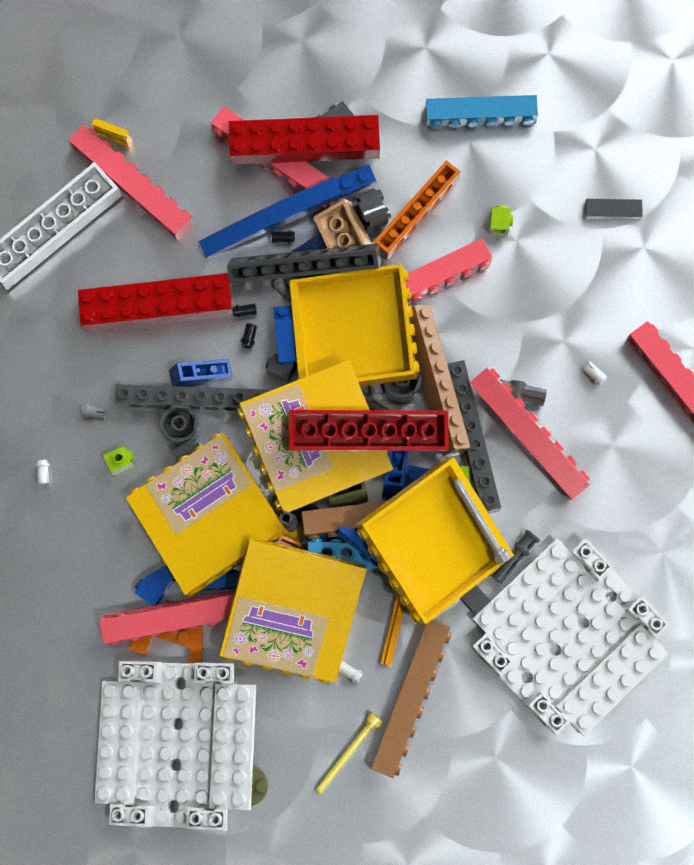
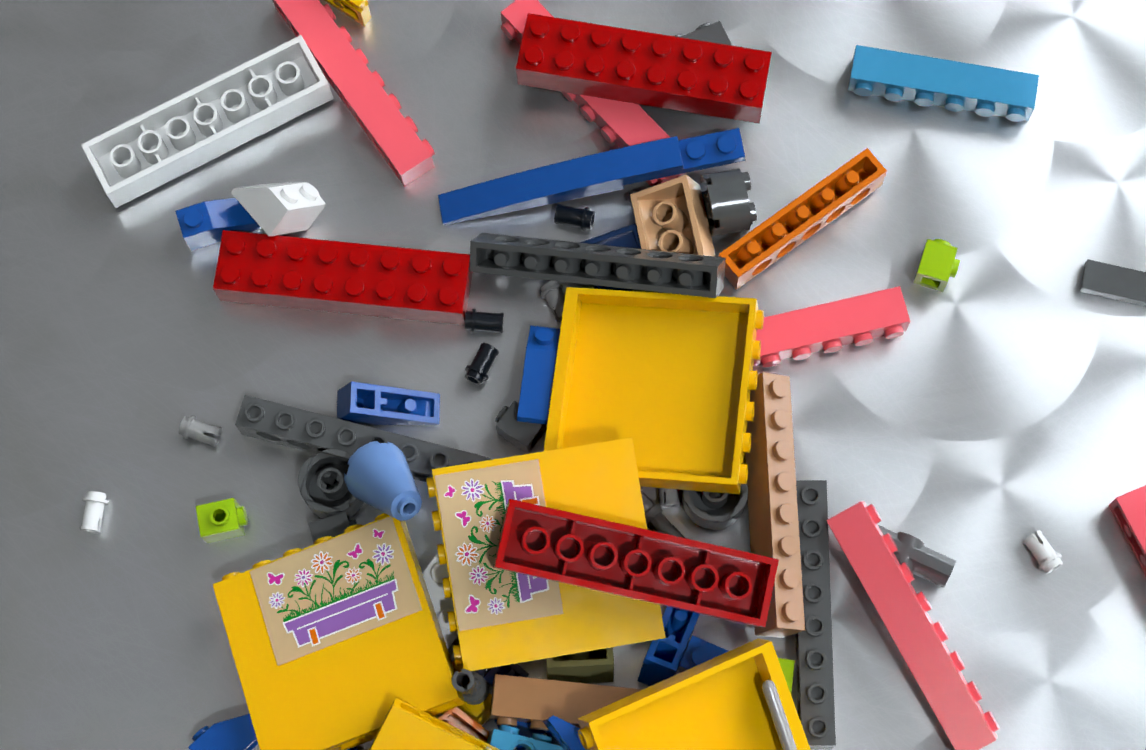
camera: 15 degrees right, 5 degrees down
(67, 285) = (205, 221): none -> blue slope
(108, 267) = (281, 206): none -> white slope
(211, 416) = (383, 480): none -> medium blue cone

